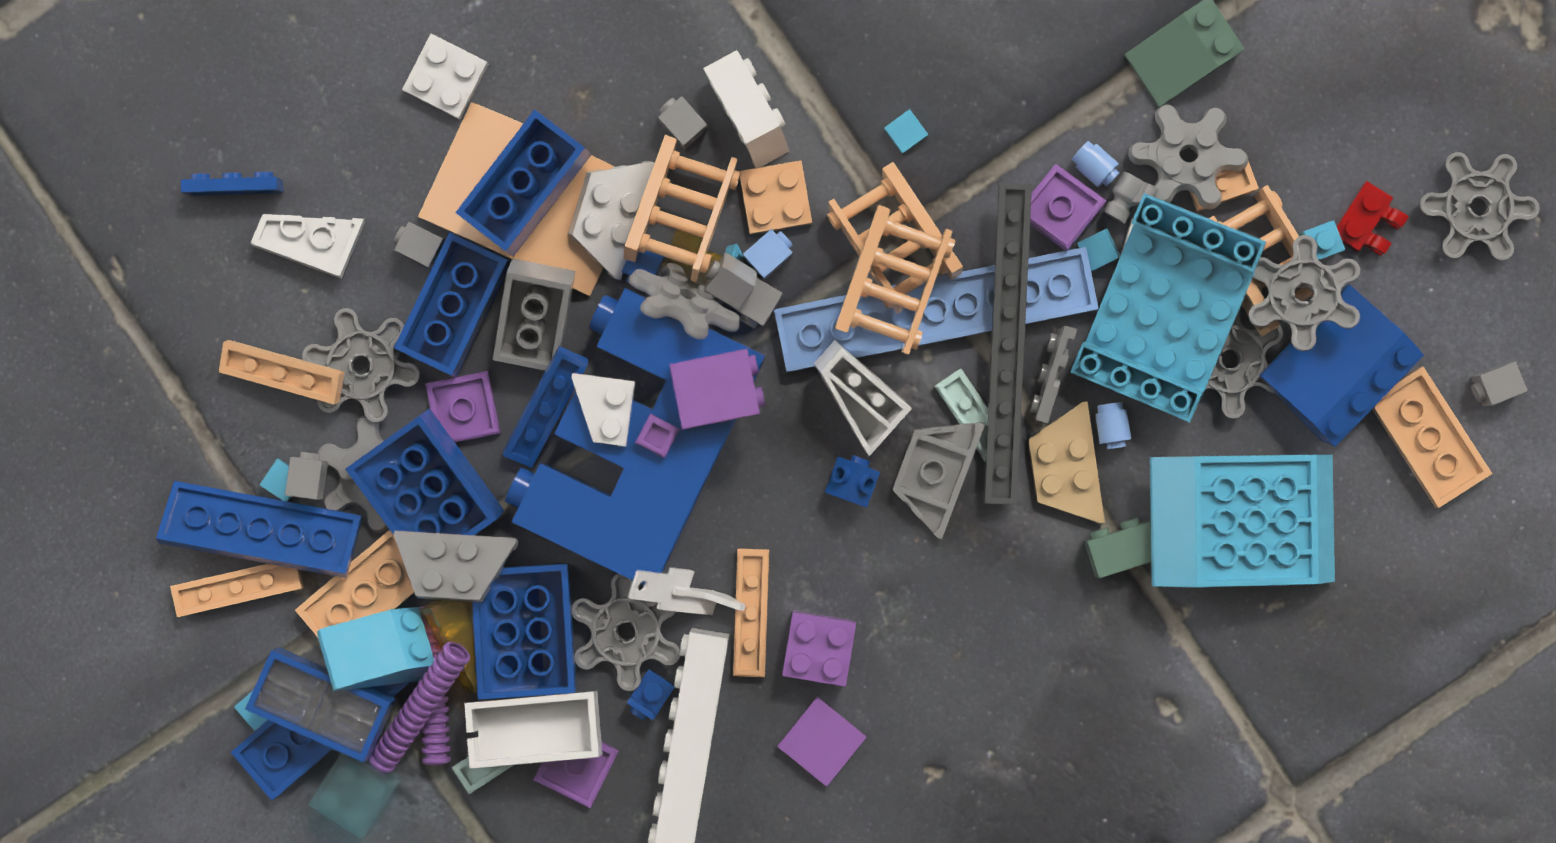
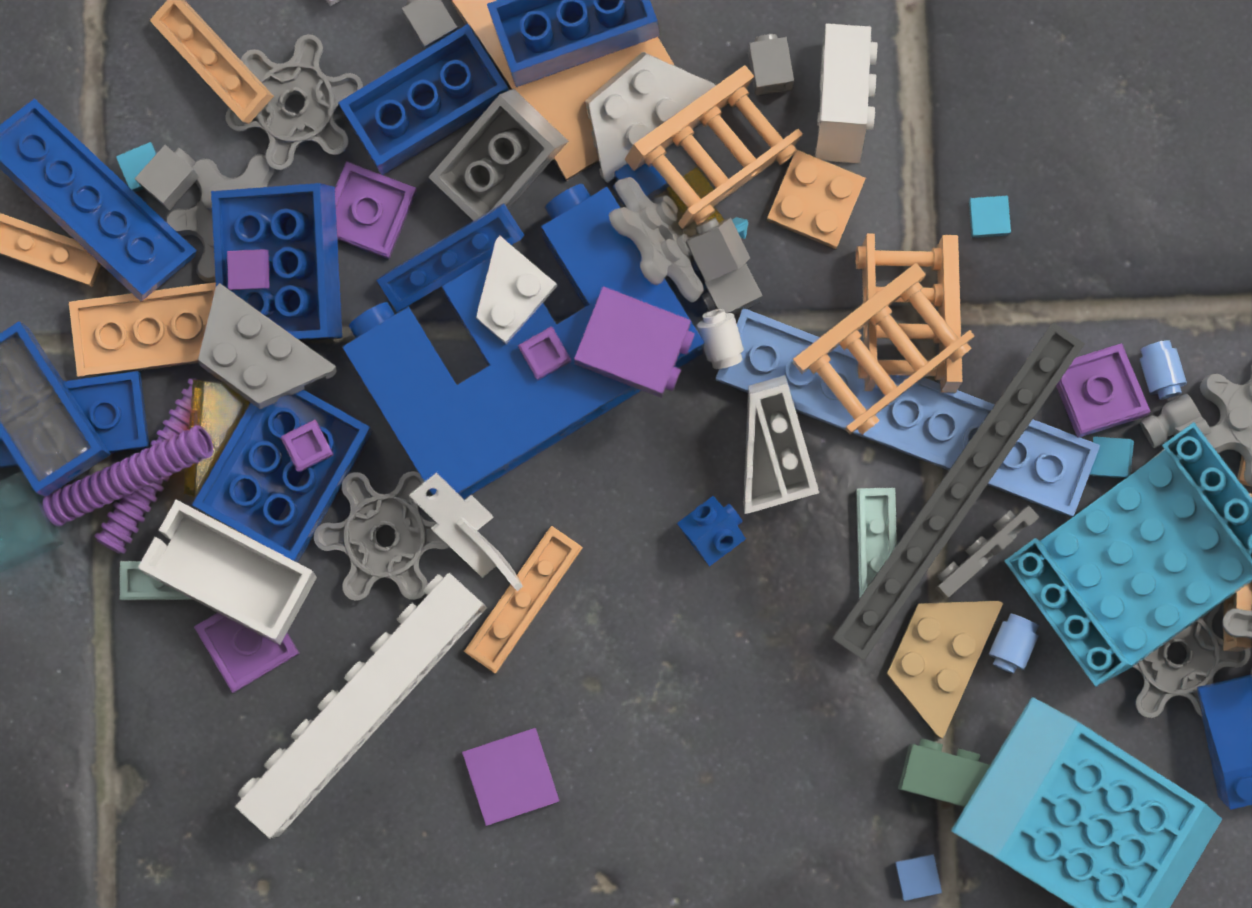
camera: 30 degrees right, 5 degrees down
(376, 649) = (123, 390): medium azure slope -> none
(408, 508) = (248, 269): none -> medium lavender tile
(531, 606) = (307, 445): none -> medium lavender tile
(650, 695) = (367, 617): blue bracket -> none
(769, 253) = (773, 249): light blue brick -> none
(773, 343) = (721, 338): none -> white brick
(819, 648) = (569, 677): medium lavender brick -> none
(936, 470) = (803, 575): light grey wing -> none
(1147, 629) = (918, 877): none -> medium blue tile

